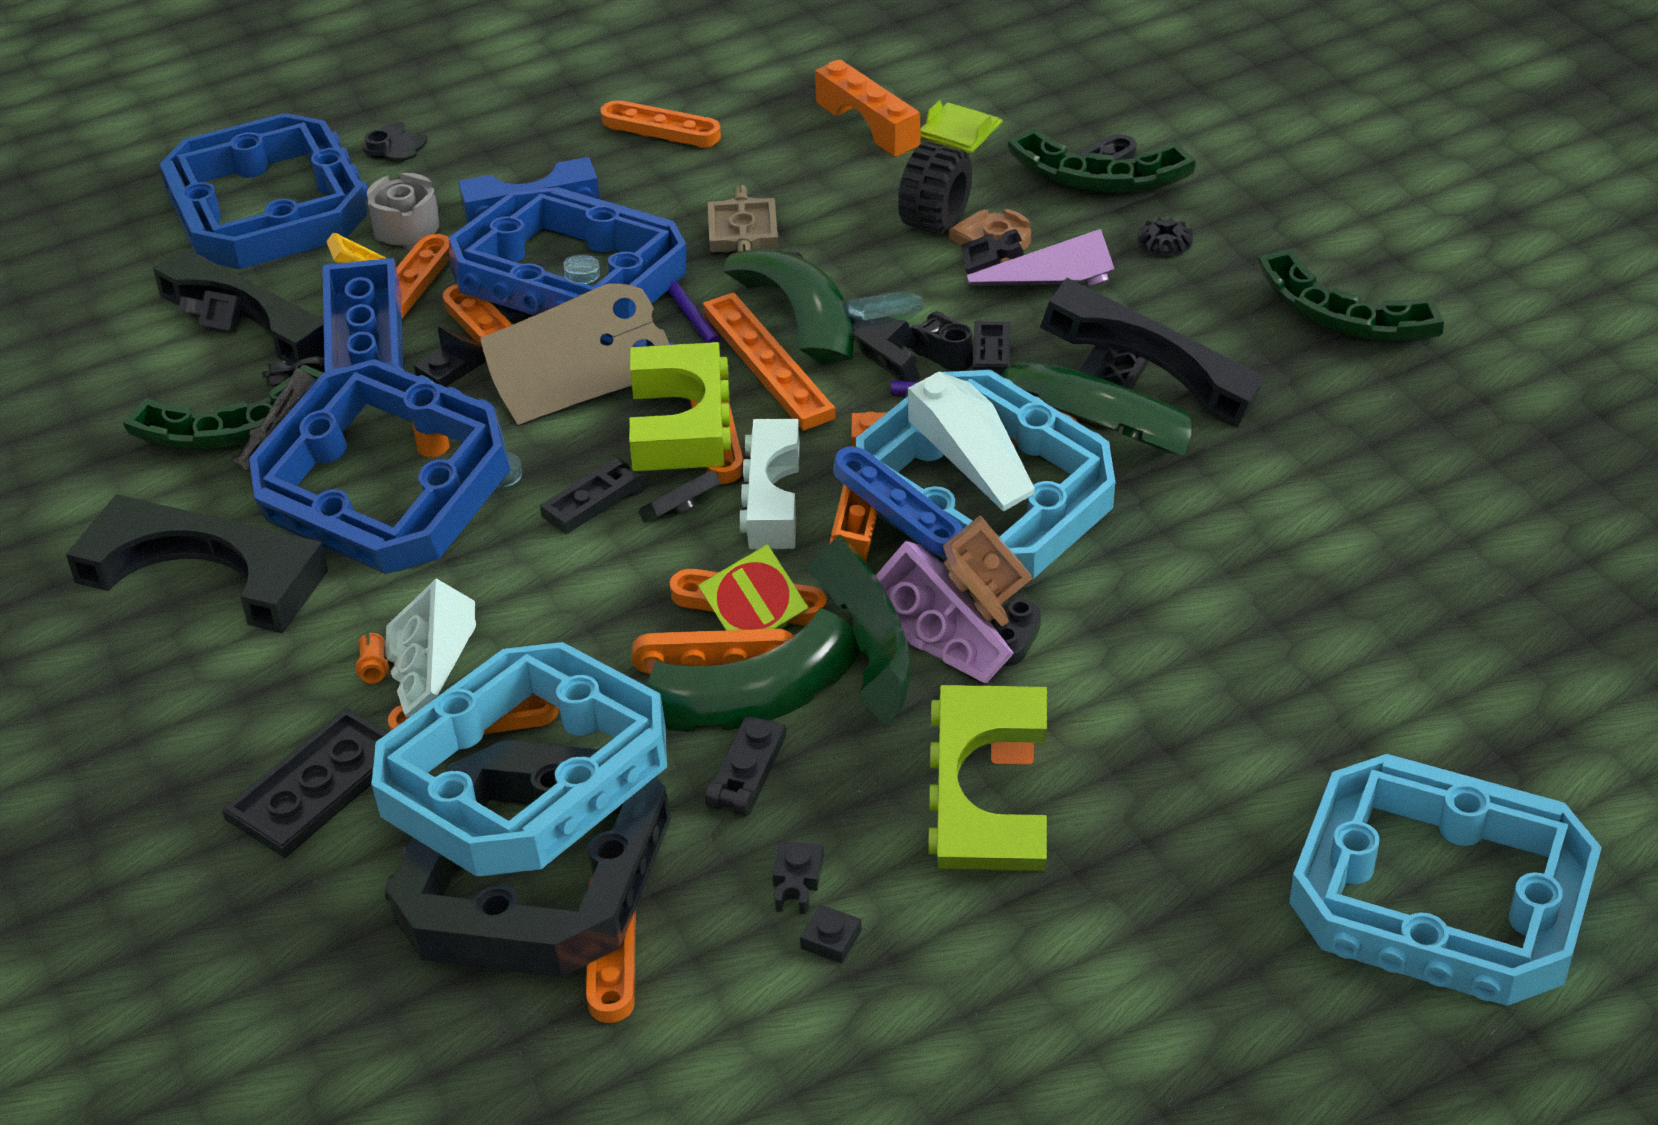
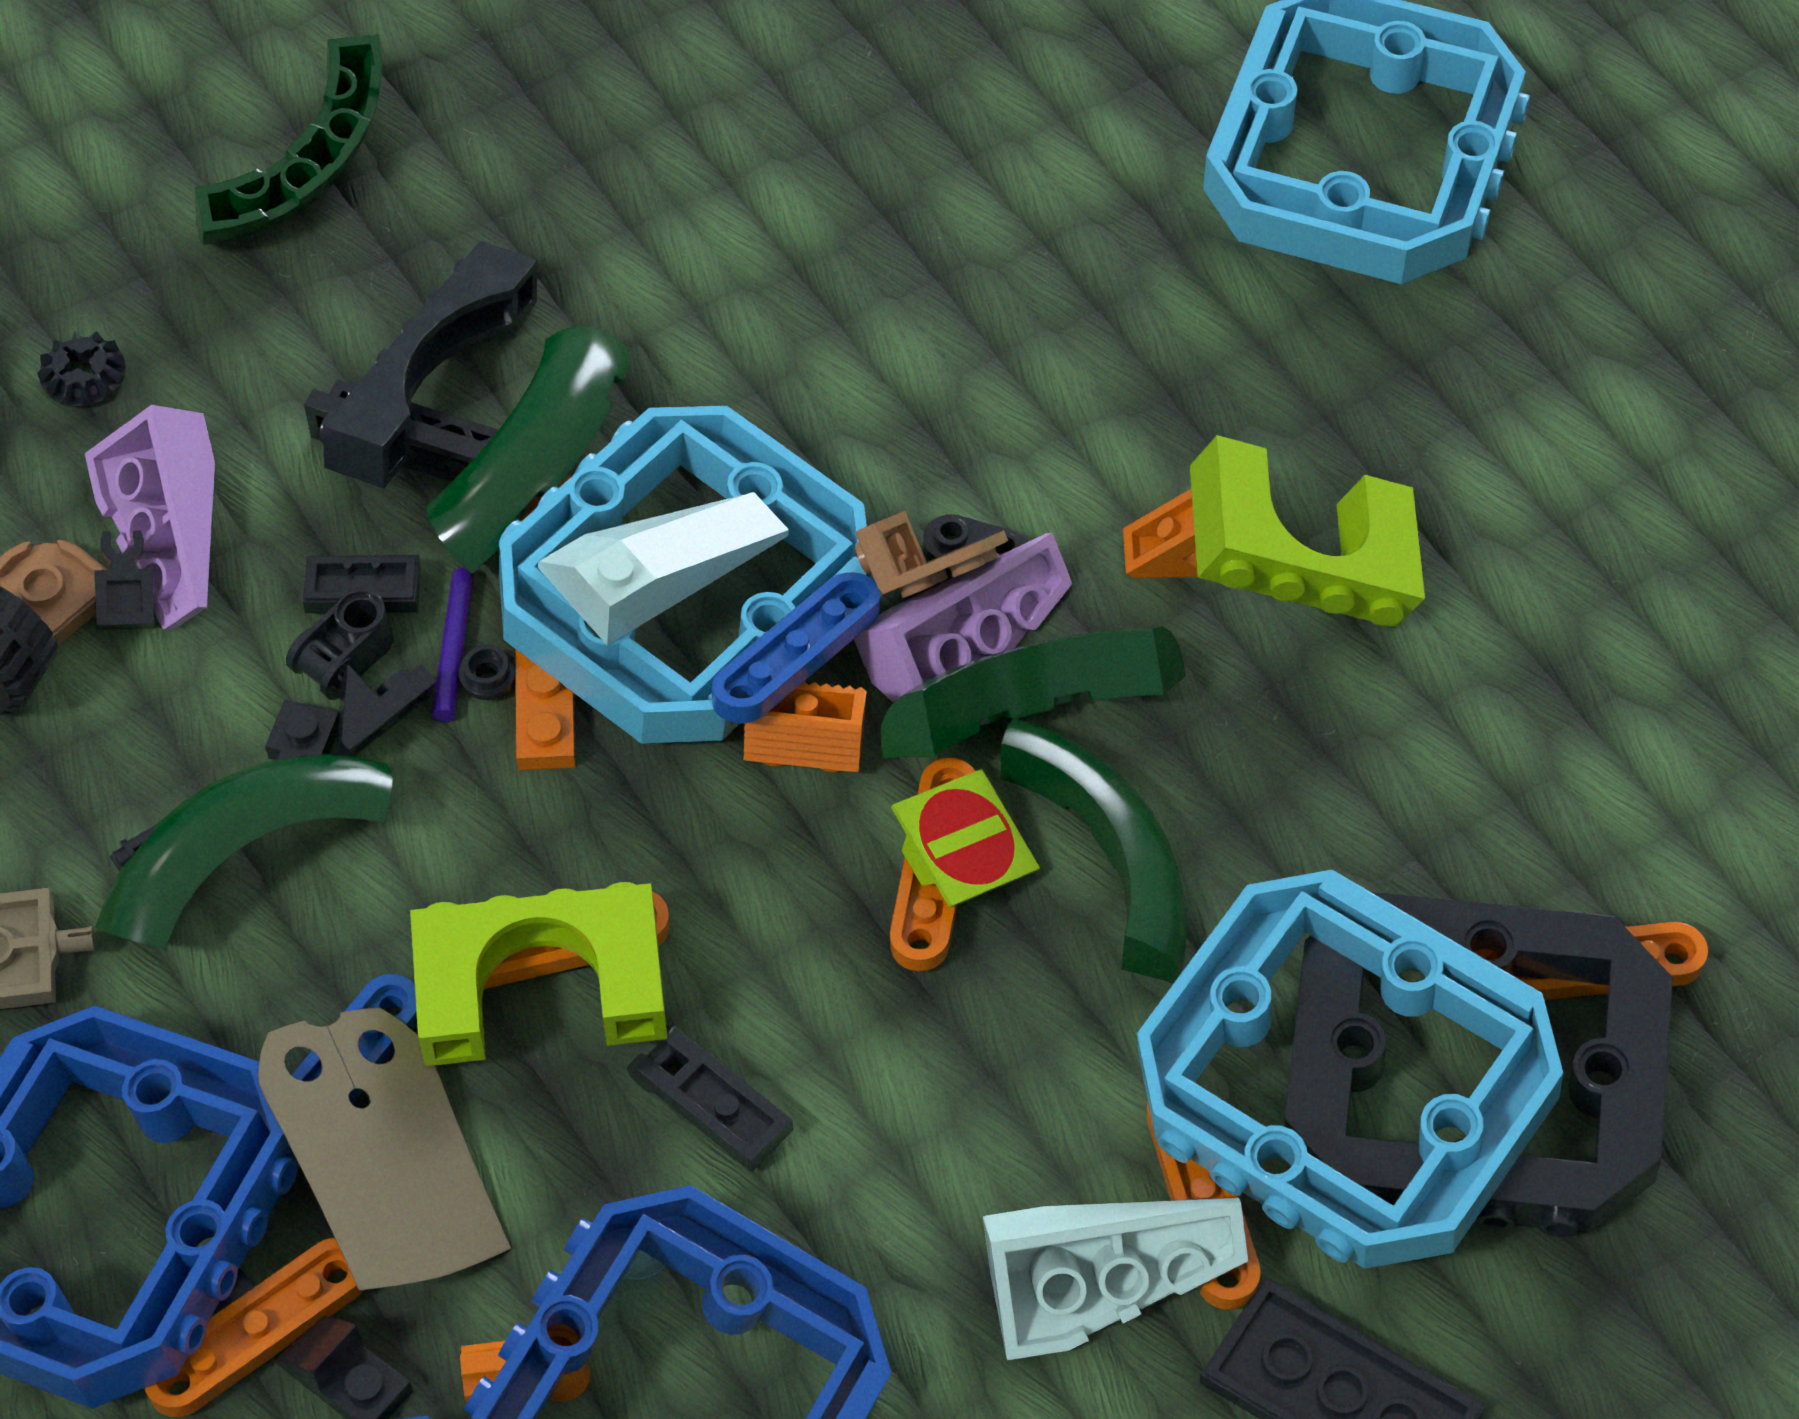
camera: 95 degrees left, 15 degrees up
(372, 663) = (1095, 1357): orange pin -> none
(581, 269) = (203, 1134): clear light blue tile -> none
(679, 498) = (720, 972): black plate -> none
(692, 313) = (246, 1004): dark purple bar -> none
(704, 647) = (1062, 914): orange plate -> none
(746, 765) = (1254, 841): black plate -> none
(769, 361) = (374, 884): orange plate -> none
(770, 510) = (754, 851): light aqua arch -> none
(796, 872) = (1429, 772): black plate -> none
(830, 934) = (1527, 728): black plate -> none
(883, 305) = (254, 721): clear light blue tile -> none

